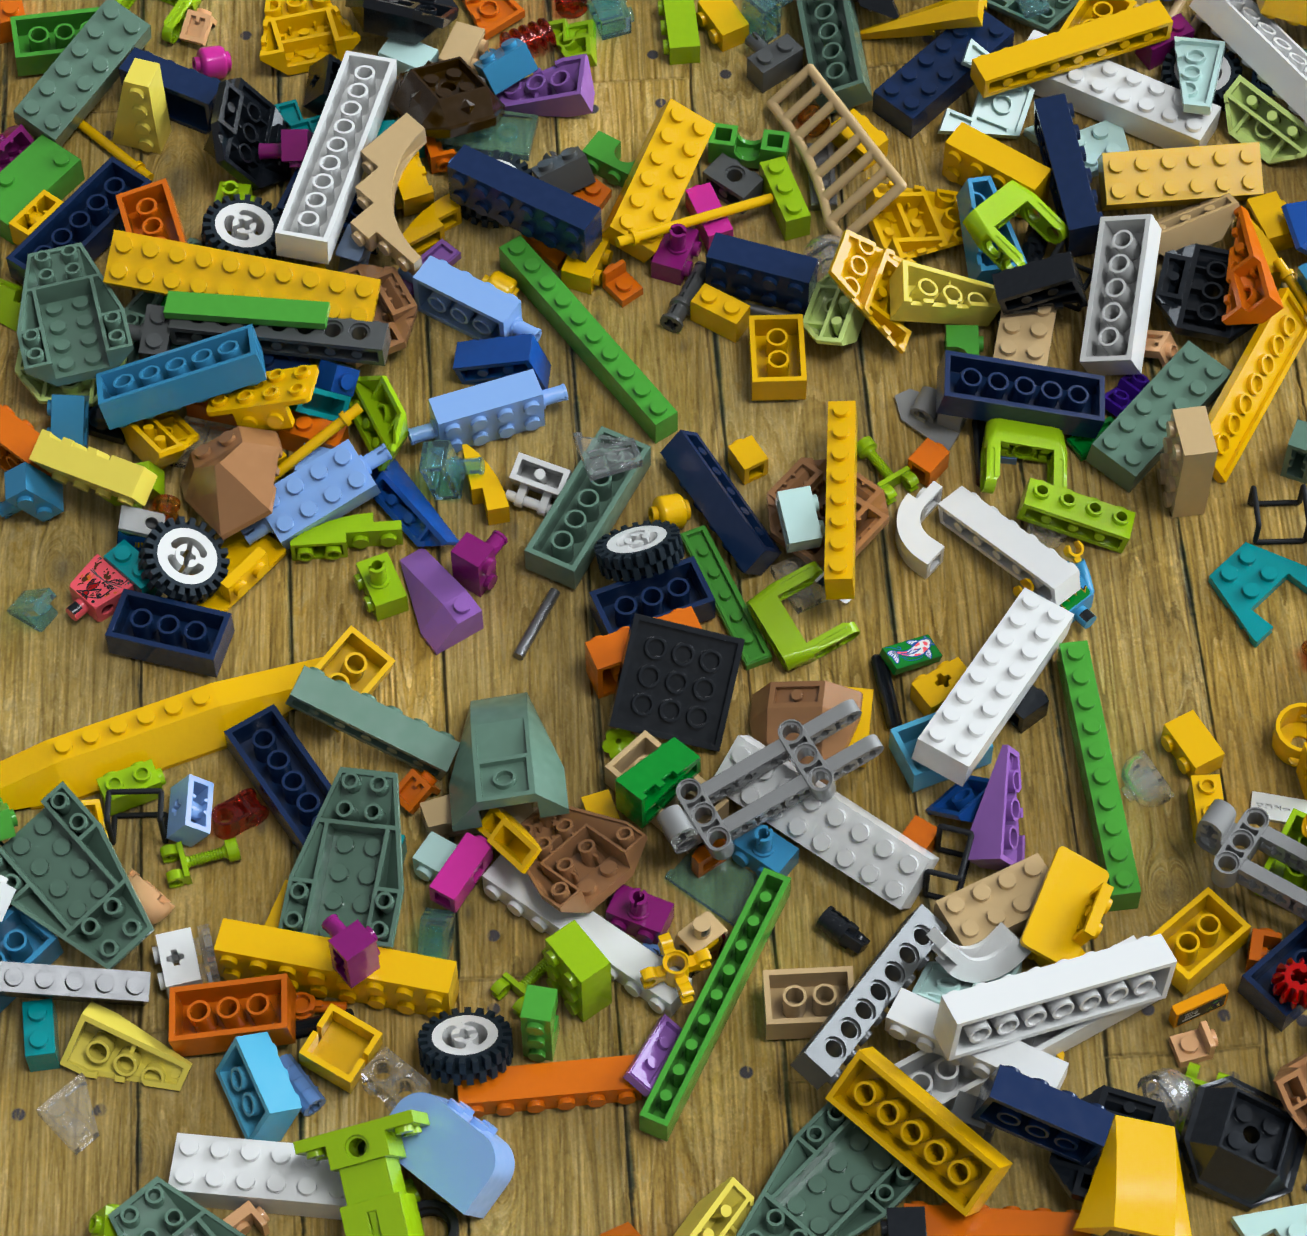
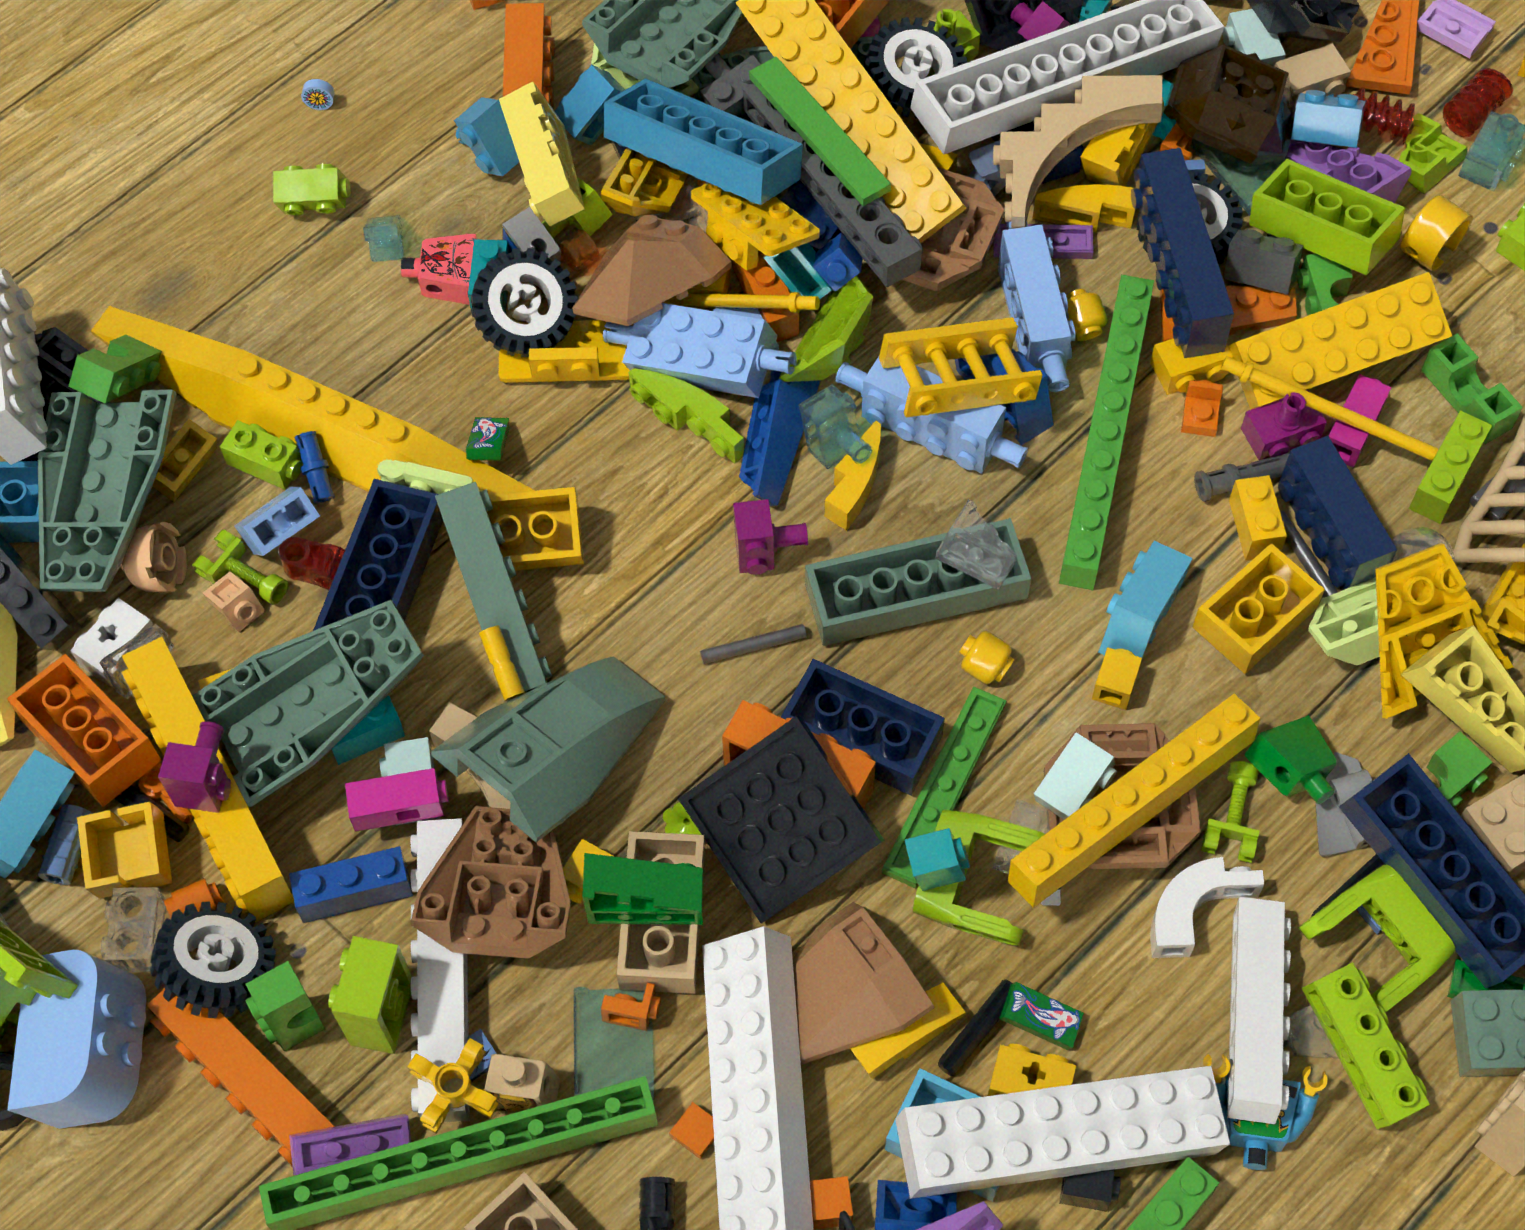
camera: 50 degrees right, 5 degrees up
(111, 827) = (249, 485): black piece -> none
(169, 763) = (314, 467): none -> blue pin
(170, 633) = (449, 355): dark blue brick -> none
(216, 876) = (234, 601): none -> light nougat bracket
(252, 655) = (487, 438): none -> green tile
(273, 693) = (421, 476): none -> yellowish green hinge
(381, 586) = (663, 482): lime brick -> none
(406, 1039) = (194, 893): none -> orange brick
(416, 789) = (471, 687): orange bracket -> none
(424, 750) = (502, 665): none -> yellow piece
(436, 933) = (318, 837): clear light blue slope -> none
(439, 601) = (693, 548): medium lavender wedge -> none
(470, 352) = (957, 342): none -> yellow fence
(486, 942) = (350, 884): none -> blue brick
(507, 982) = (326, 940): lime bar -> none
(510, 838) = (458, 814): yellow slope -> none
(538, 477) = (906, 511): white brick -> none
(573, 118) = (1327, 216): none -> lime brick
(635, 79) = (1435, 226): none -> yellow piece
(639, 550) = (905, 665): black wheel -> none
(640, 914) = (505, 1001): magenta brick -> none
(685, 831) = (612, 965): light grey beam -> none
(716, 406) = (1144, 598): none -> medium azure wedge
(720, 503) = (1039, 694): dark blue brick -> none
(732, 180) = (1414, 391): dark grey brick -> none
(765, 849) = (679, 1061): dark azure brick -> none
(781, 621) = (937, 859): none -> teal piece
(811, 877) = (694, 1130): none -> orange tile
(885, 413) = (1294, 759): none -> green torso
(929, 461) = (1286, 847): orange brick -> none

